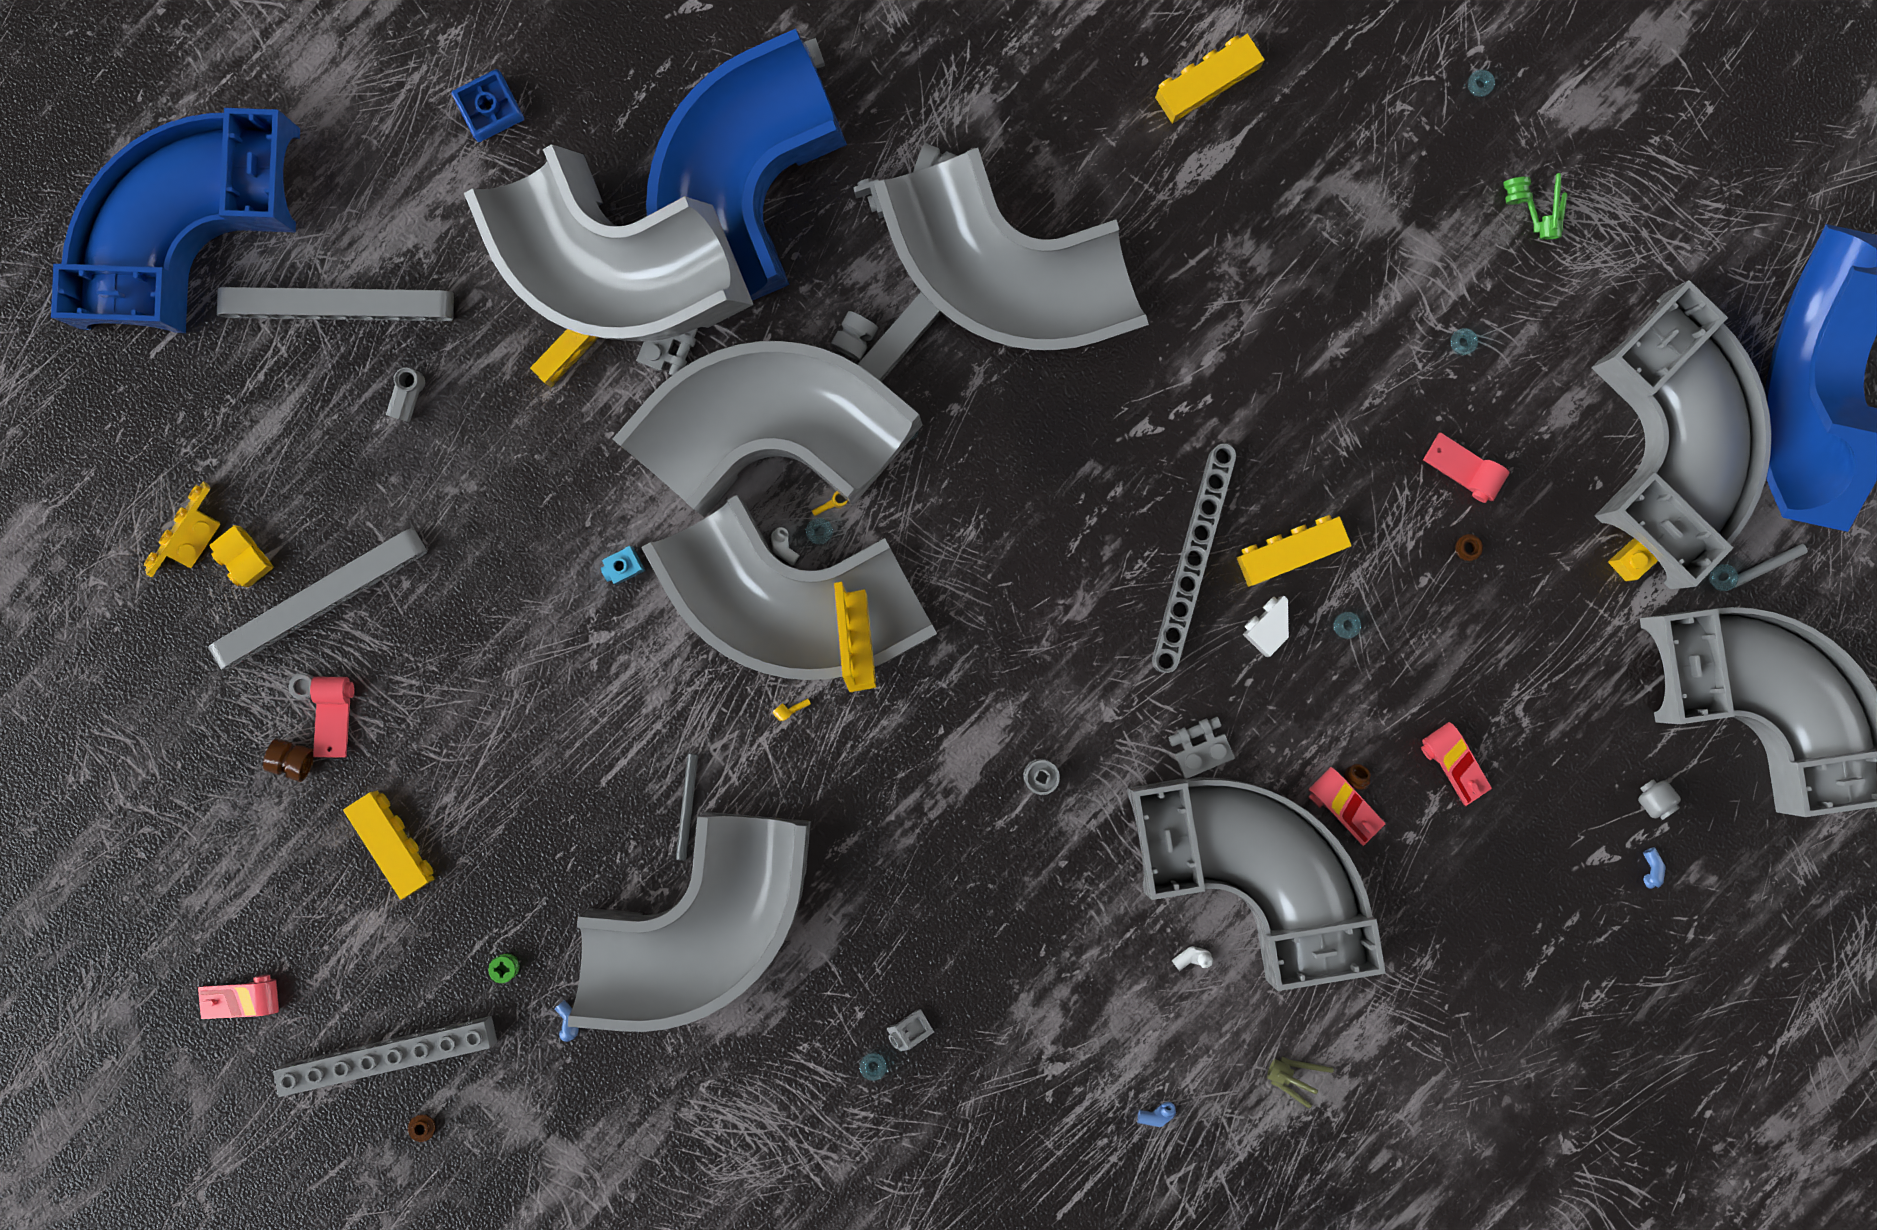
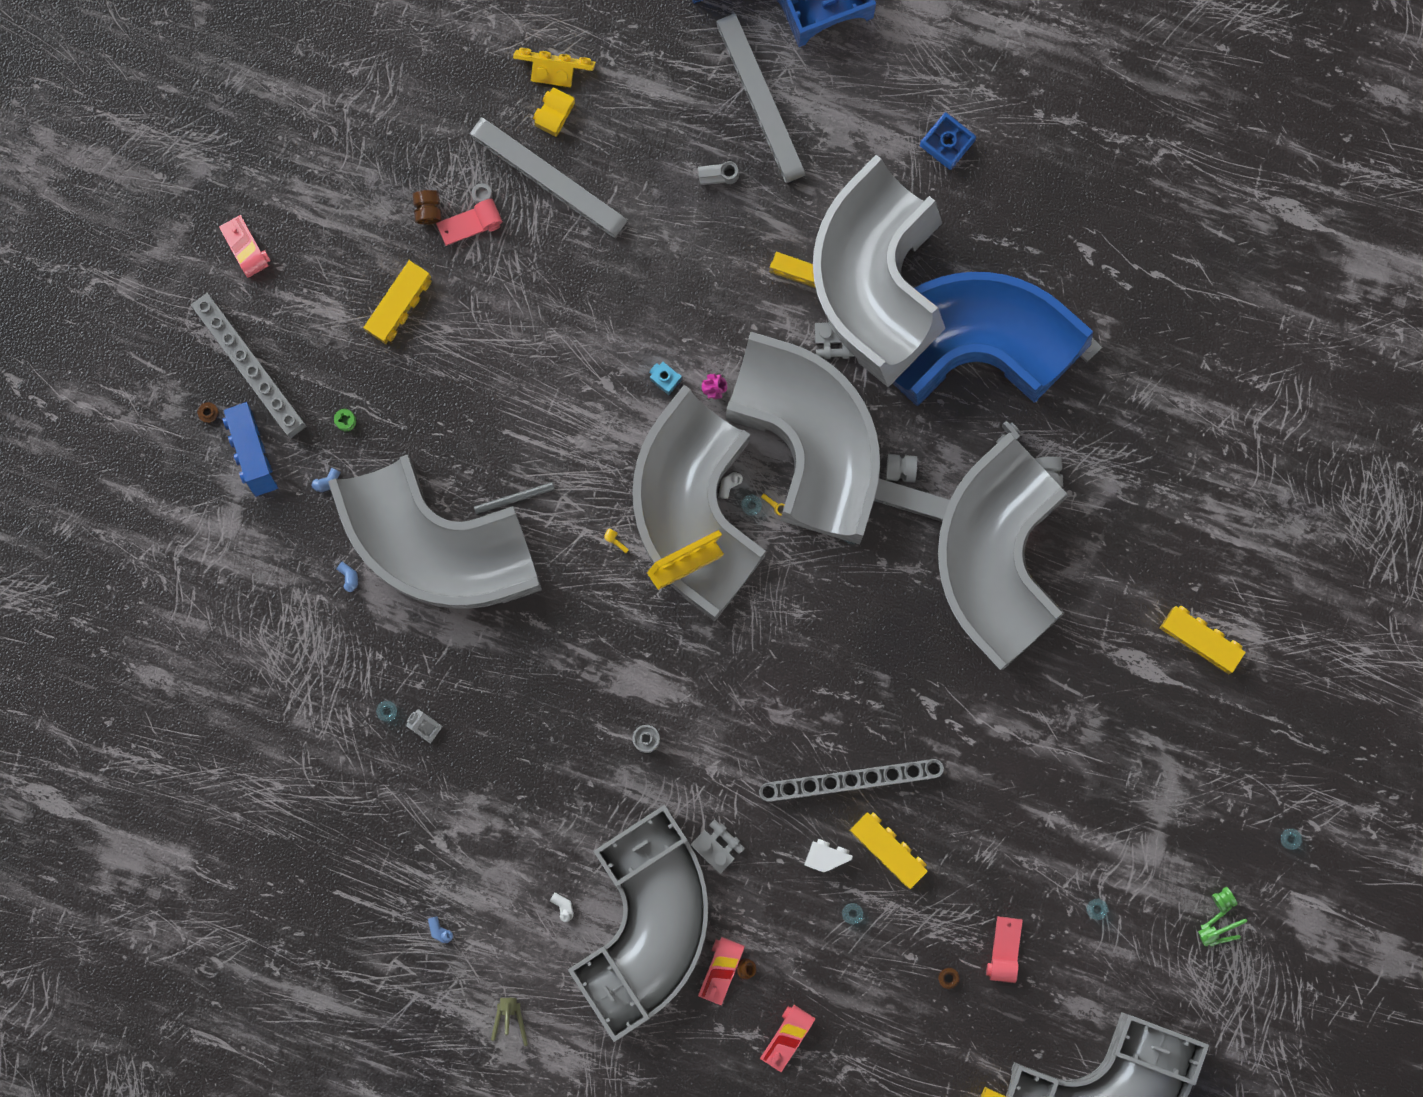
camera: 70 degrees right, 5 degrees down
(488, 1099) = (249, 449): none -> wedge
(659, 512) = (714, 386): none -> dark pink gear
(694, 1041) = (351, 577): none -> medium blue arm

